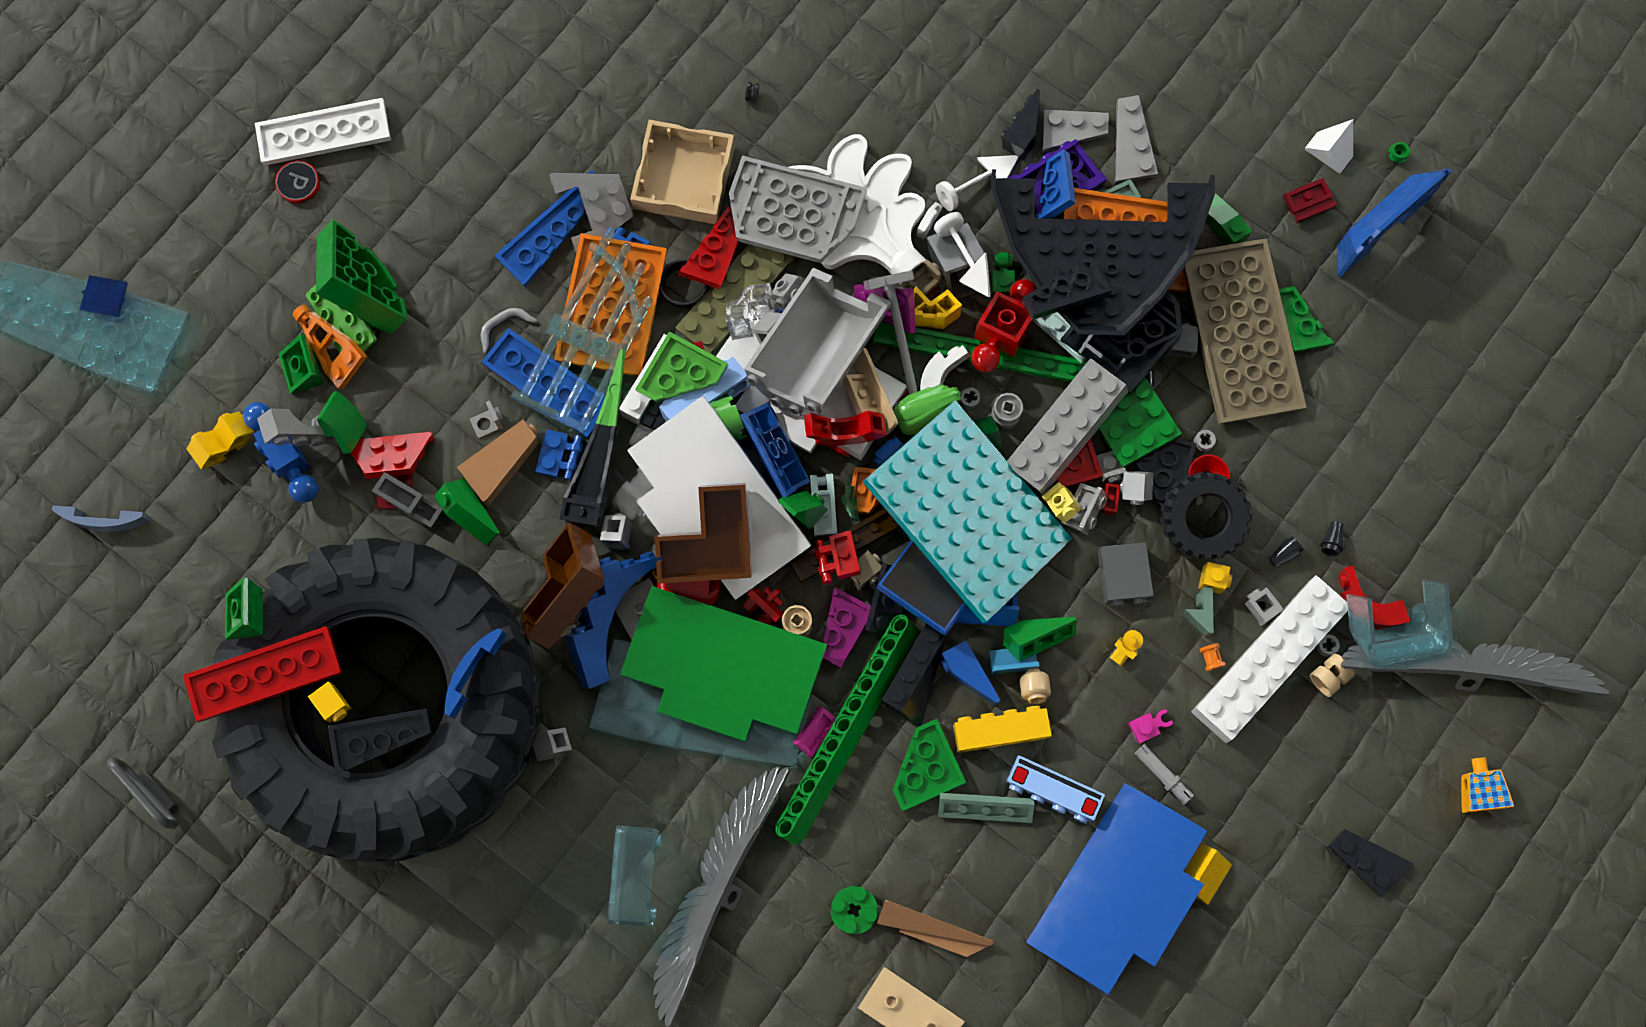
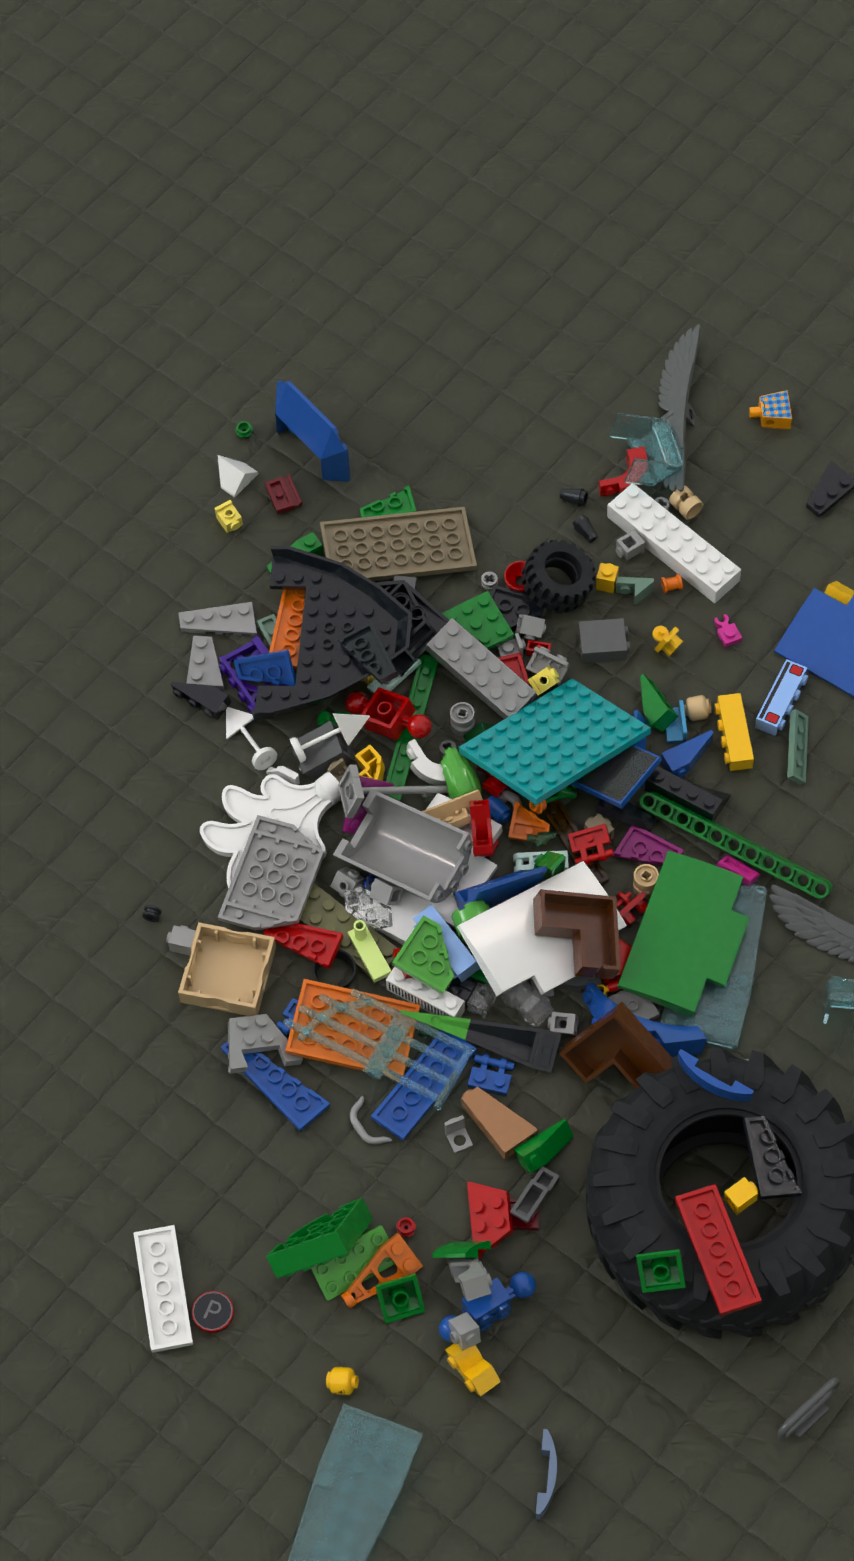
camera: 85 degrees left, 15 degrees down
(103, 296) = (324, 1482): clear blue piece -> none
(213, 310) = (342, 1381): none -> yellow head
(242, 424) = (464, 1331): none -> light grey brick
(382, 364) = (405, 1222): none -> red plate
(700, 317) = (369, 951): none -> yellowish green piece
(720, 120) = (181, 939): none -> light grey brick
(927, 768) = (766, 789): green plate -> none
(1164, 774) = (771, 618): light grey pin -> none
(1280, 141) = (228, 516): none -> light yellow brick

